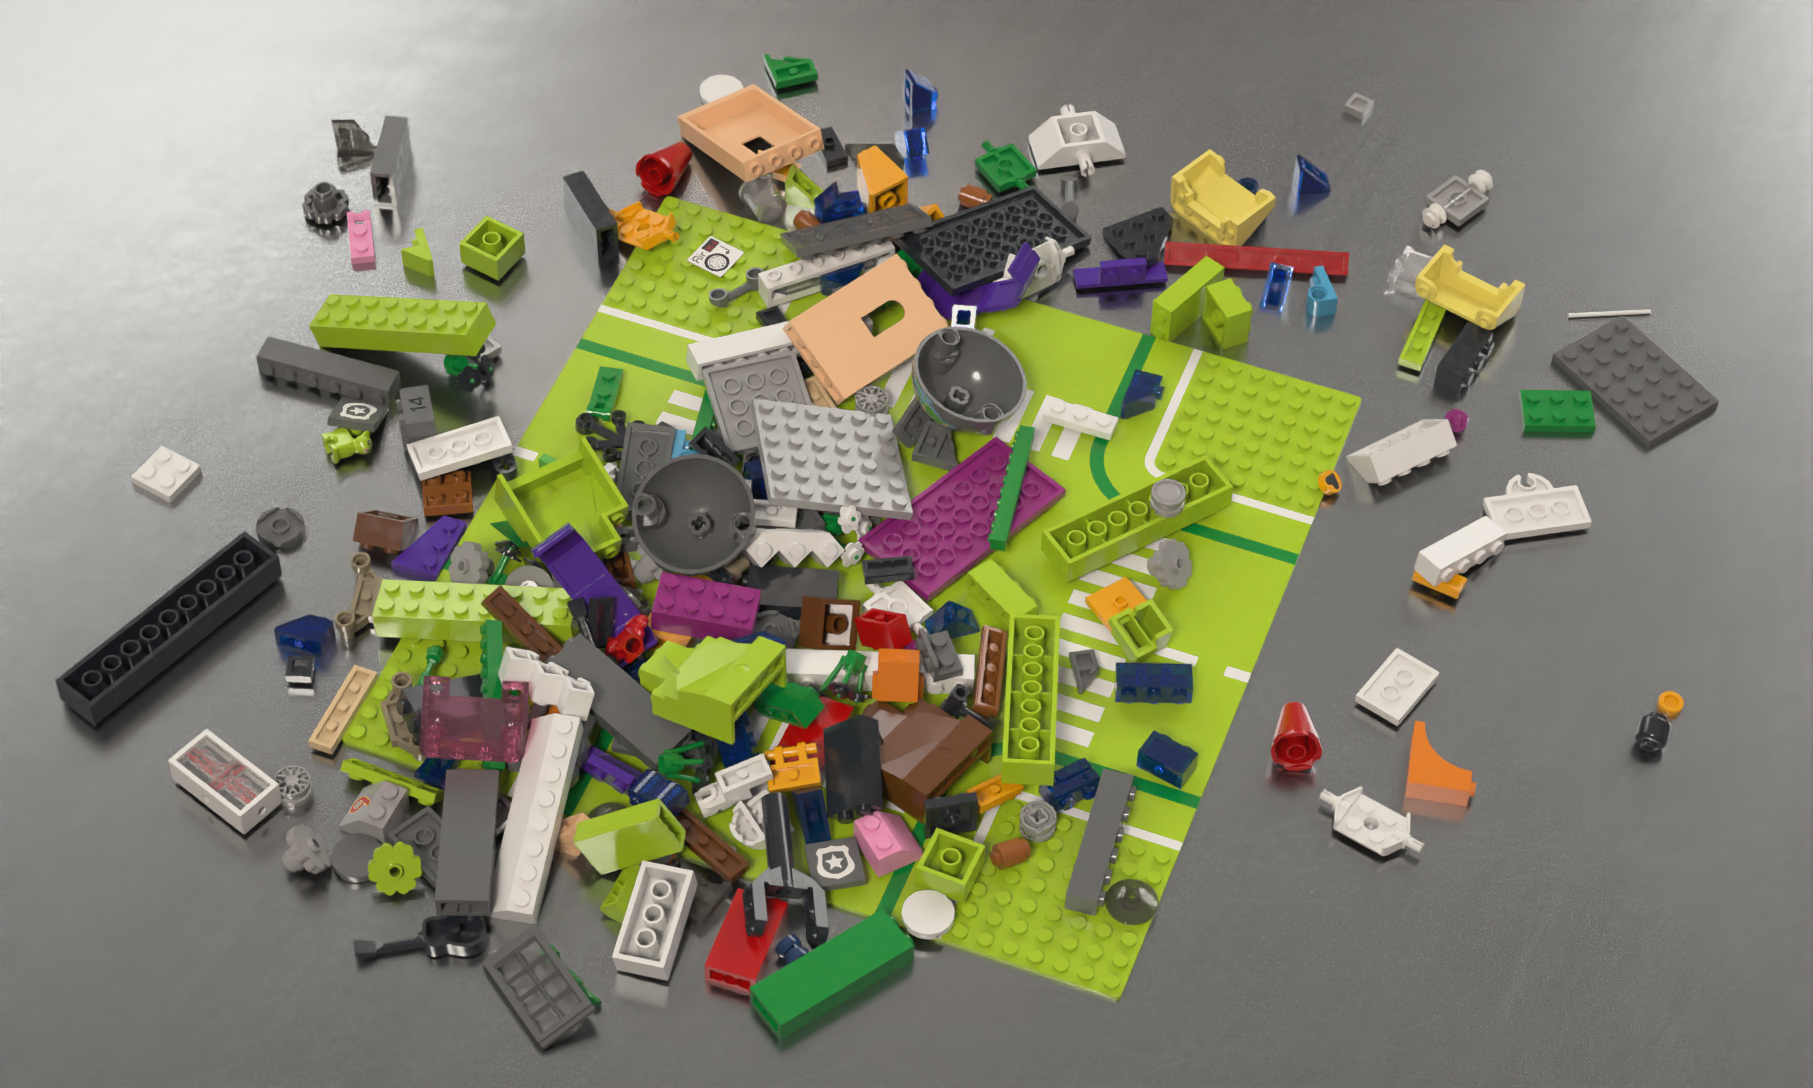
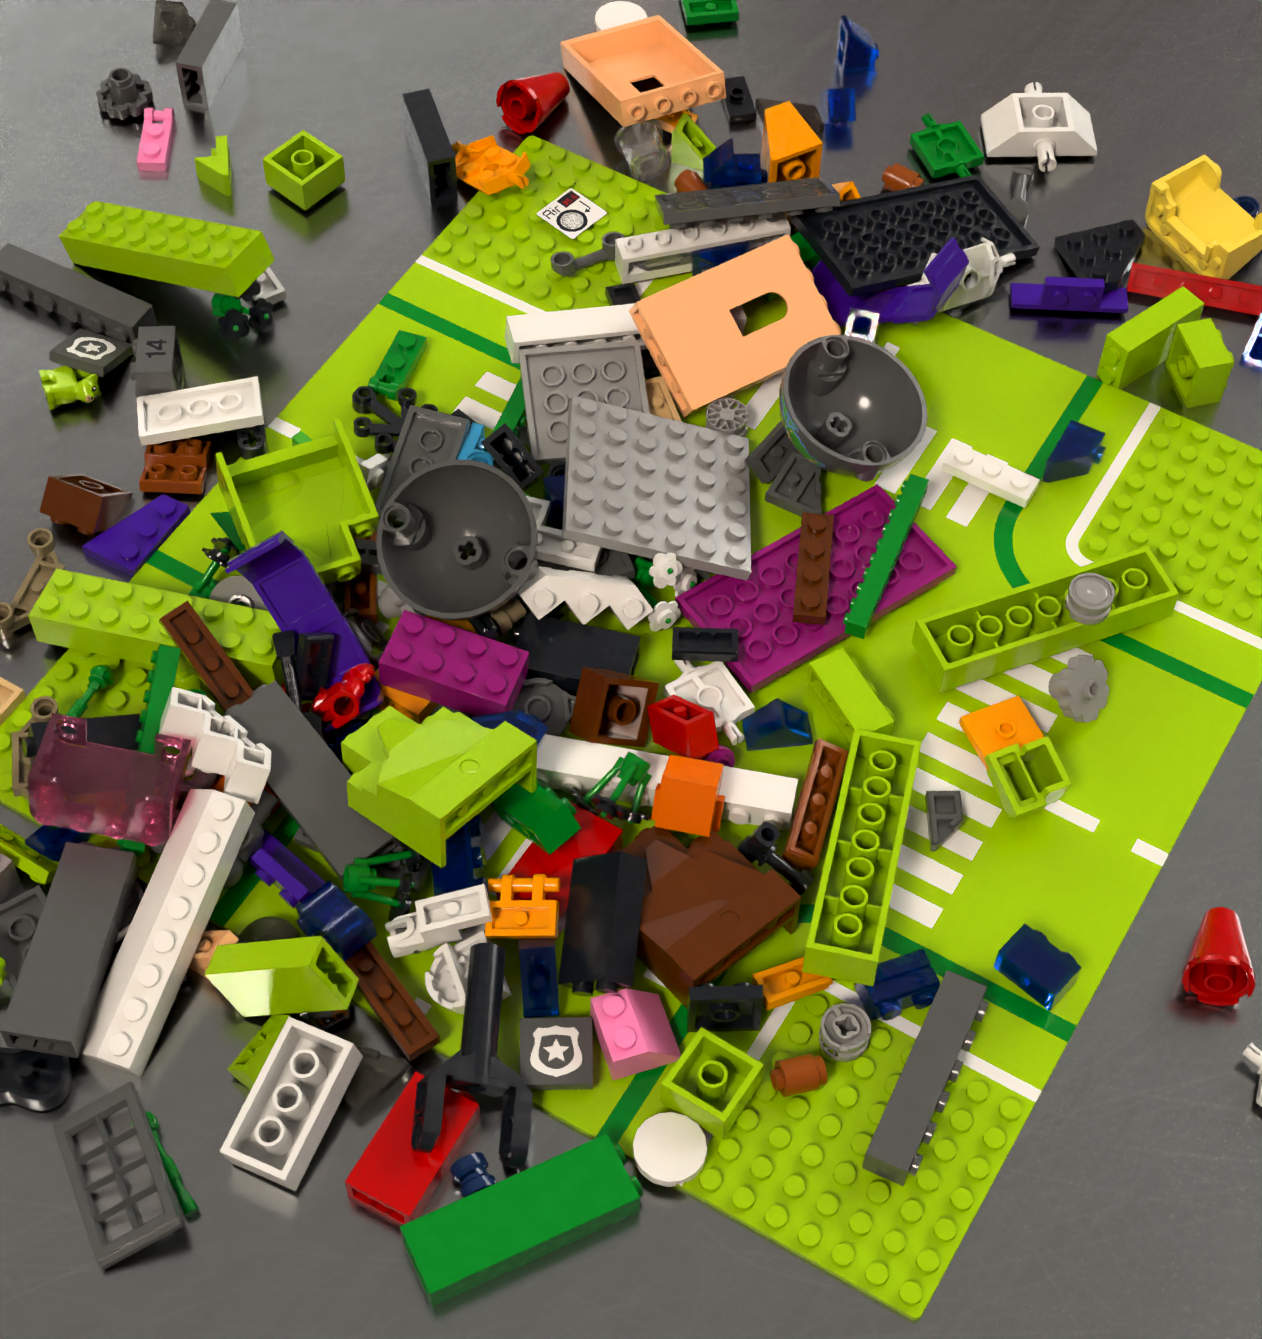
camera: 10 degrees right, 5 degrees up
(470, 564) = (173, 564): light grey plant -> none
(939, 655) = (750, 774): dark grey bracket -> none
(958, 504) = (813, 568): none -> reddish brown plate
(1131, 910) = (956, 1188): clear smoke dish -> none
(1153, 683) = (1034, 852): clear blue brick -> none

